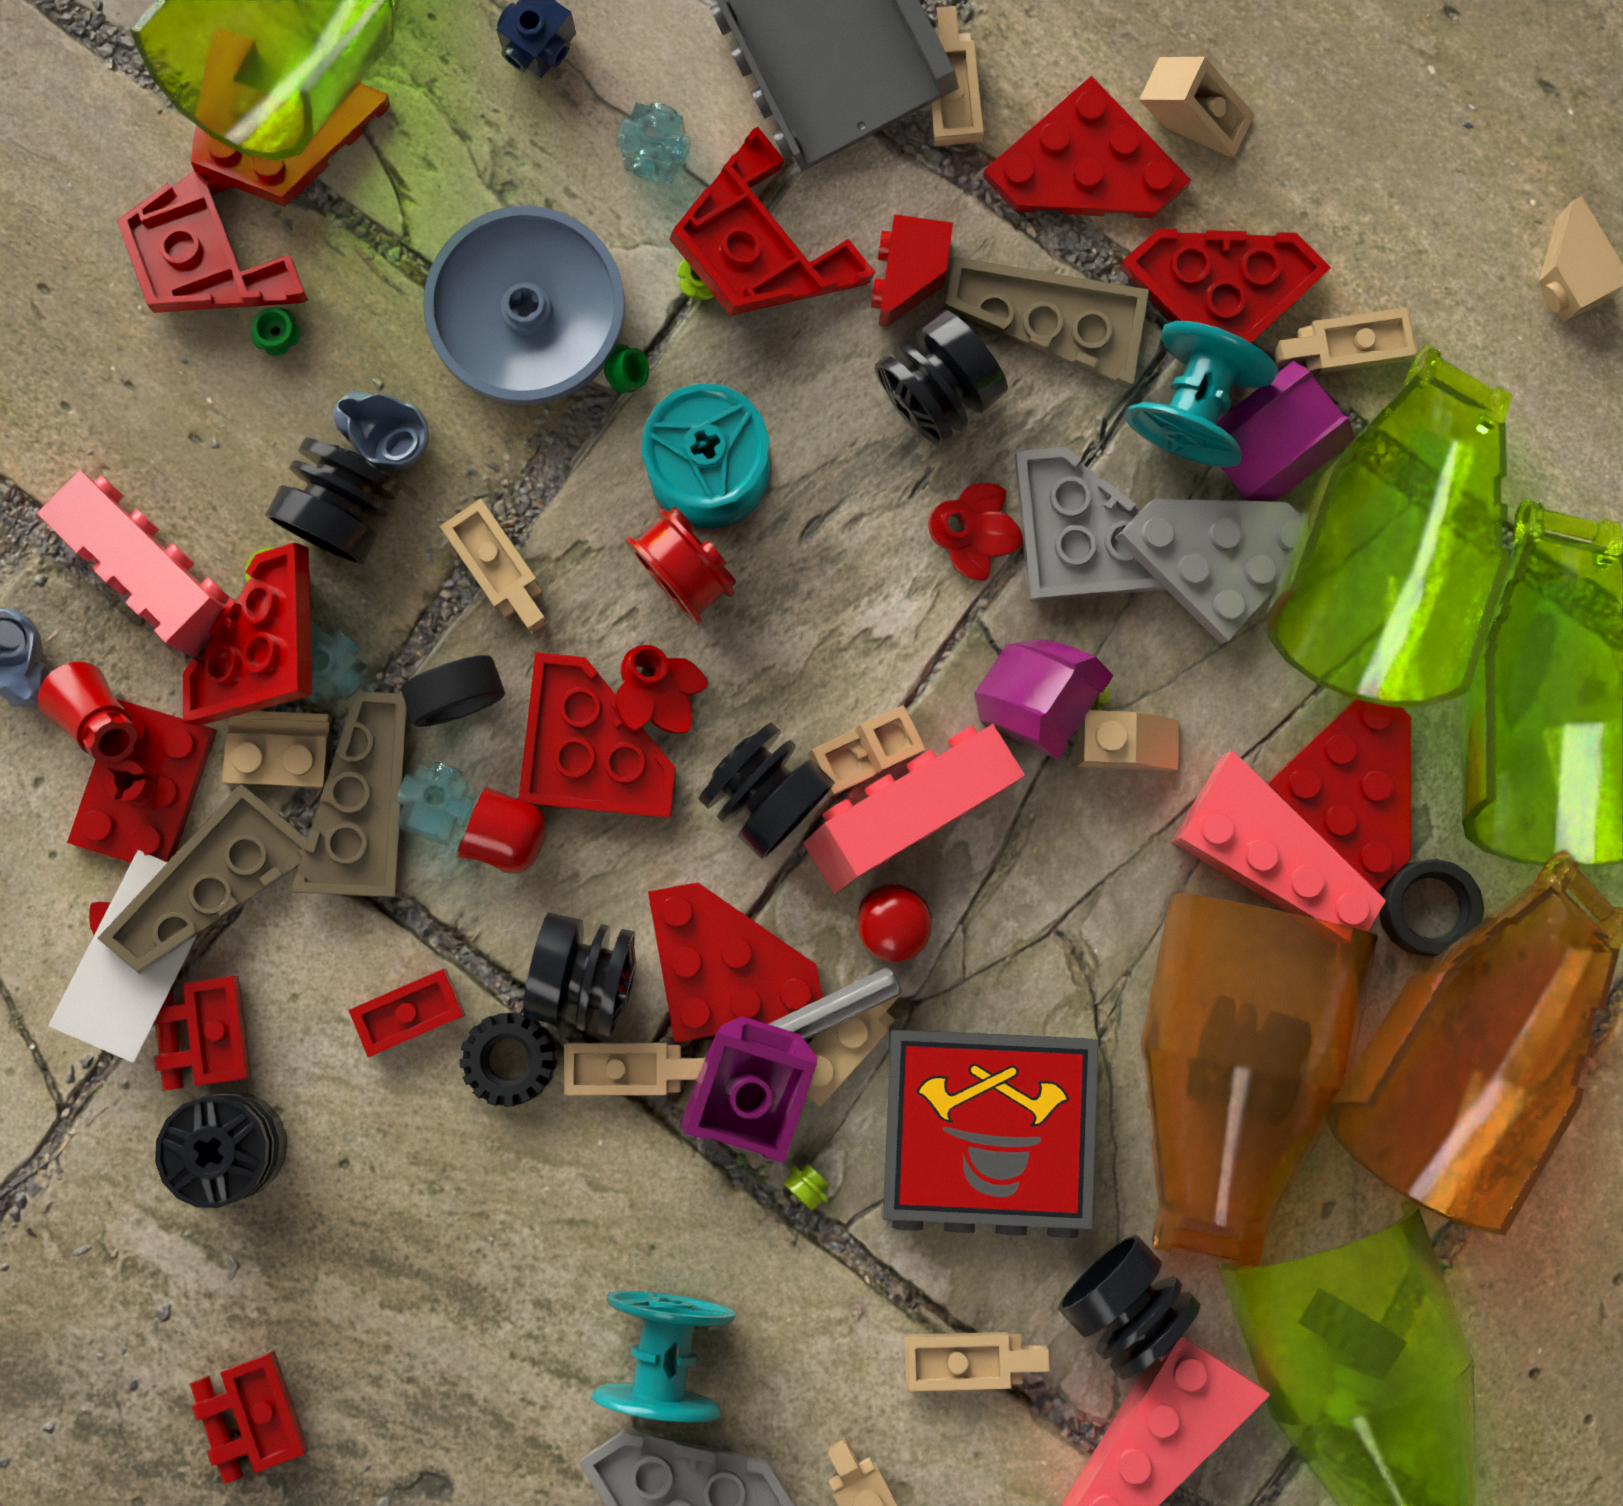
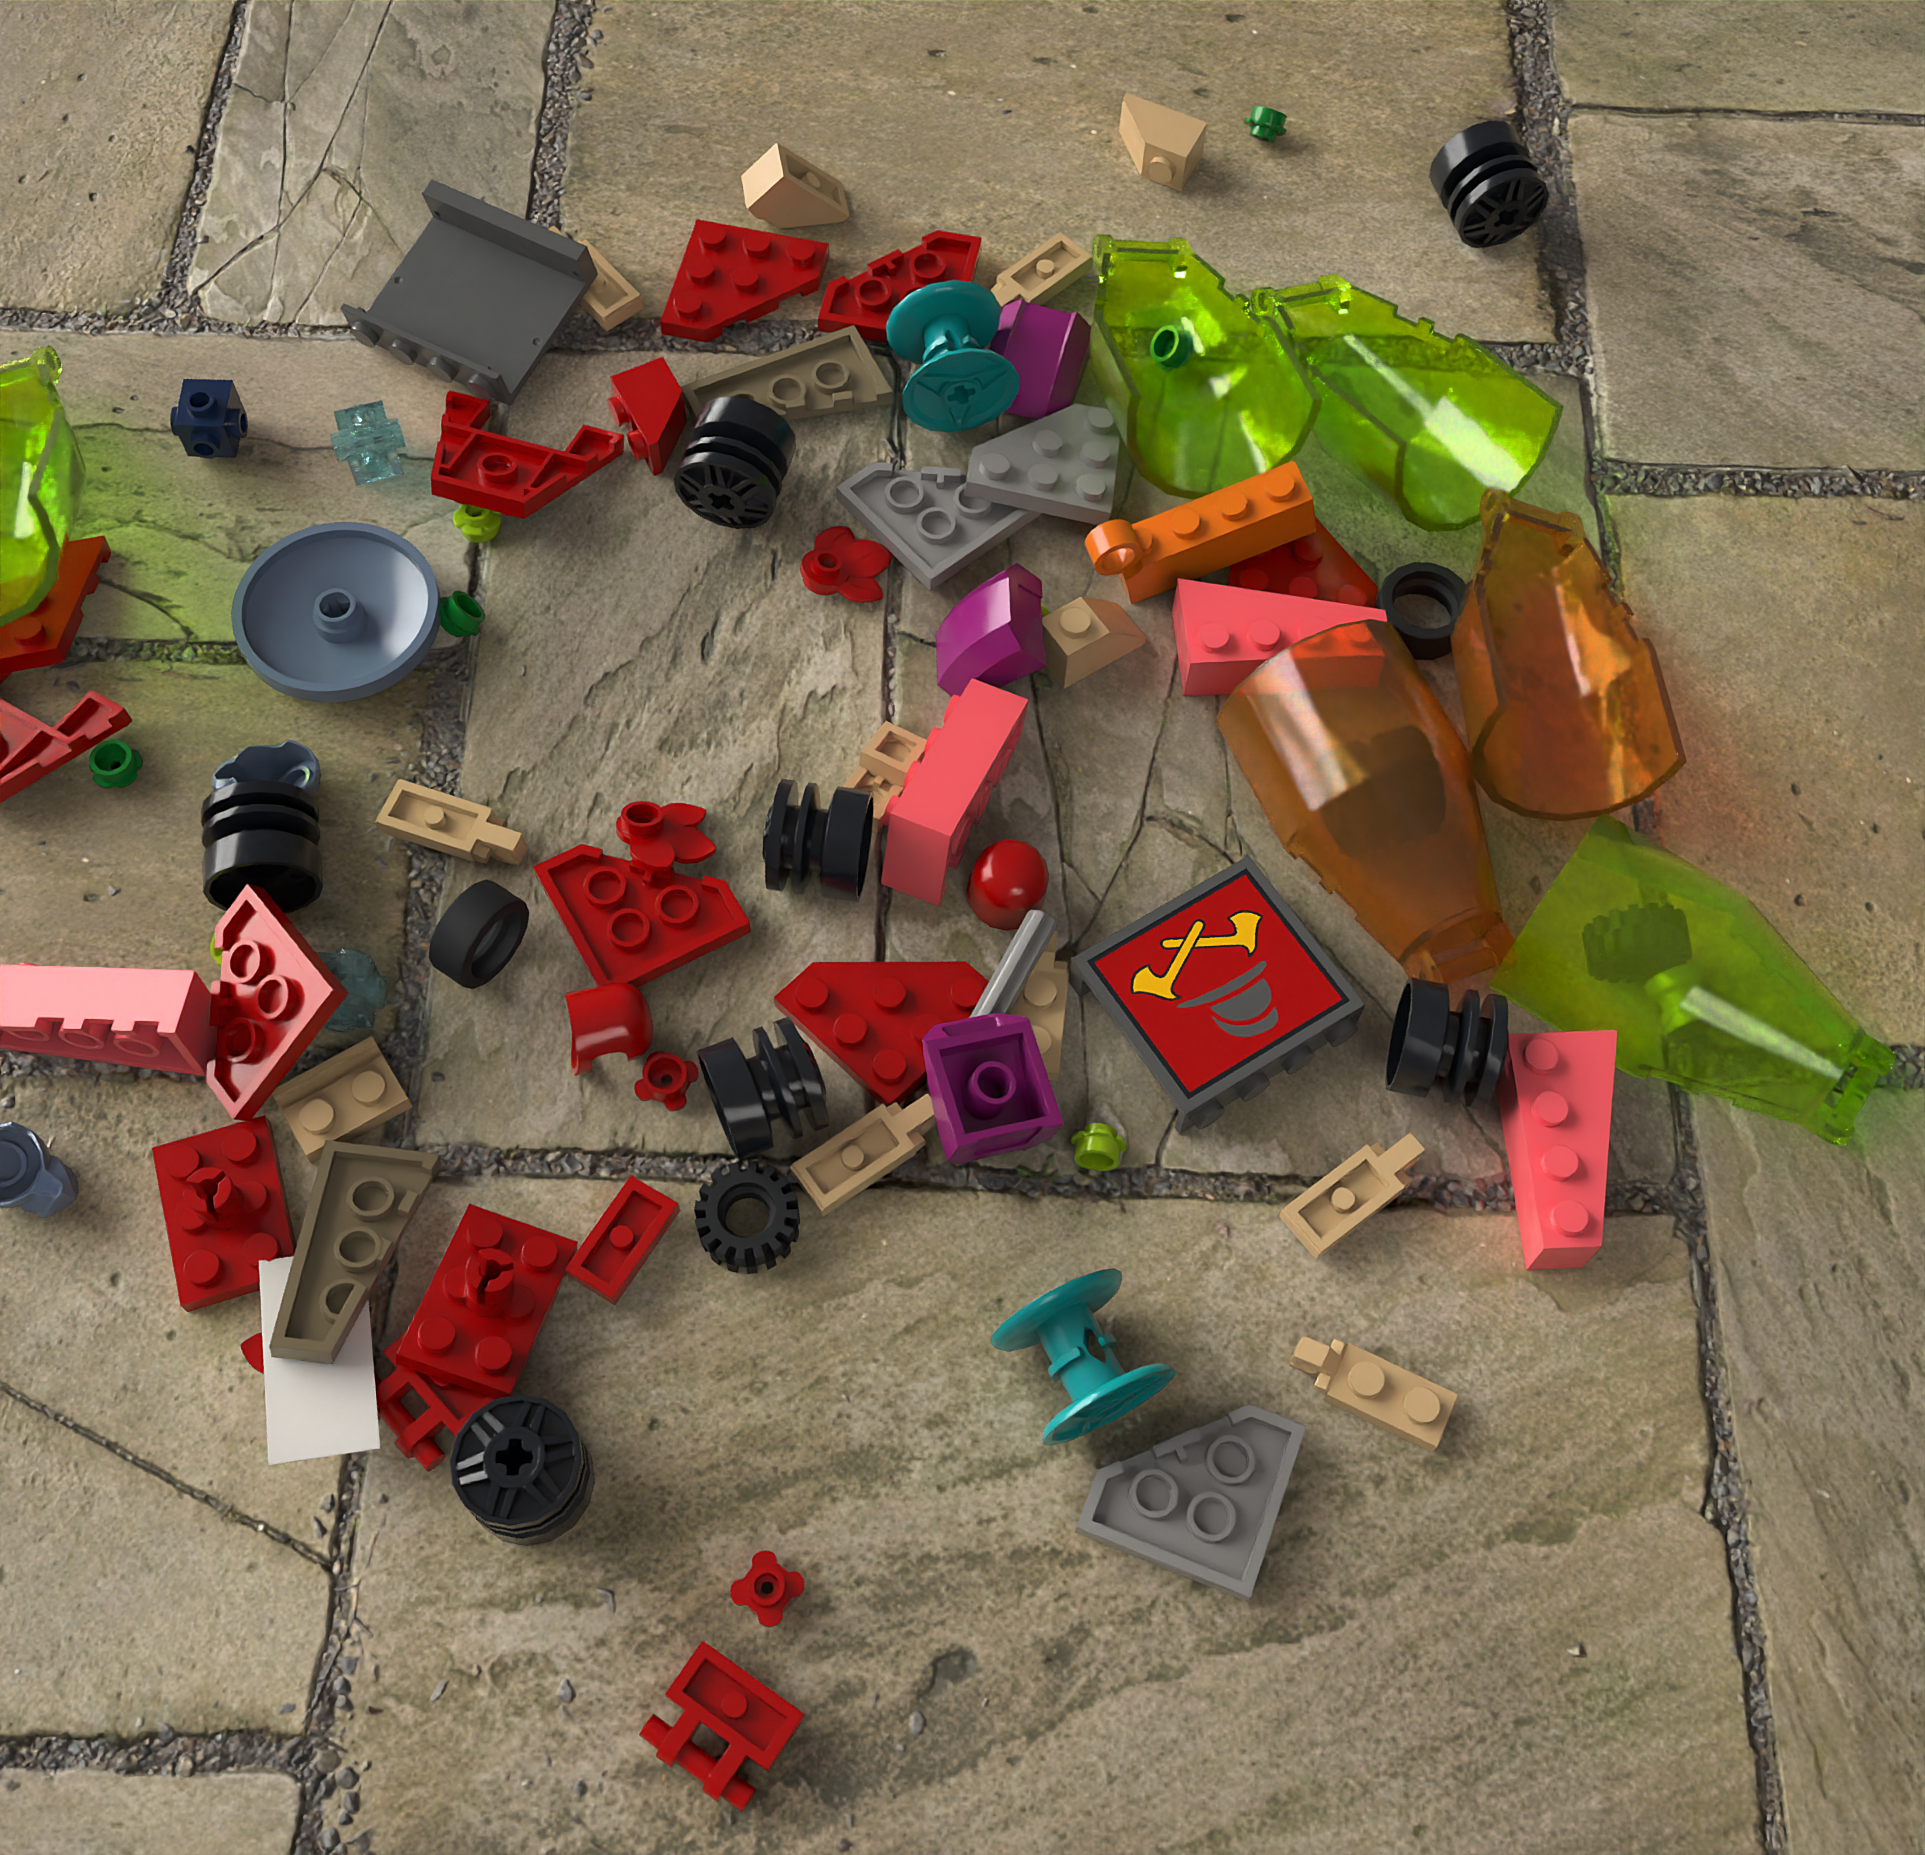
camera: 35 degrees left, 20 degrees down
(86, 709) = (119, 1163): red plant -> none
(278, 997) = (487, 1303): none -> red plate
(354, 1351) = (767, 1606): none -> red plate
(356, 824) = (458, 1097): dark tan wing -> none
(428, 820) = (525, 1040): clear light blue brick -> none
(509, 899) = (663, 1065): none -> red plate
(681, 565) = (617, 716): red wheel -> none
(712, 423) = (579, 624): teal piece -> none
(1290, 719) = (1204, 533): none -> orange hinge
(1413, 502) = (1172, 347): none -> green plate

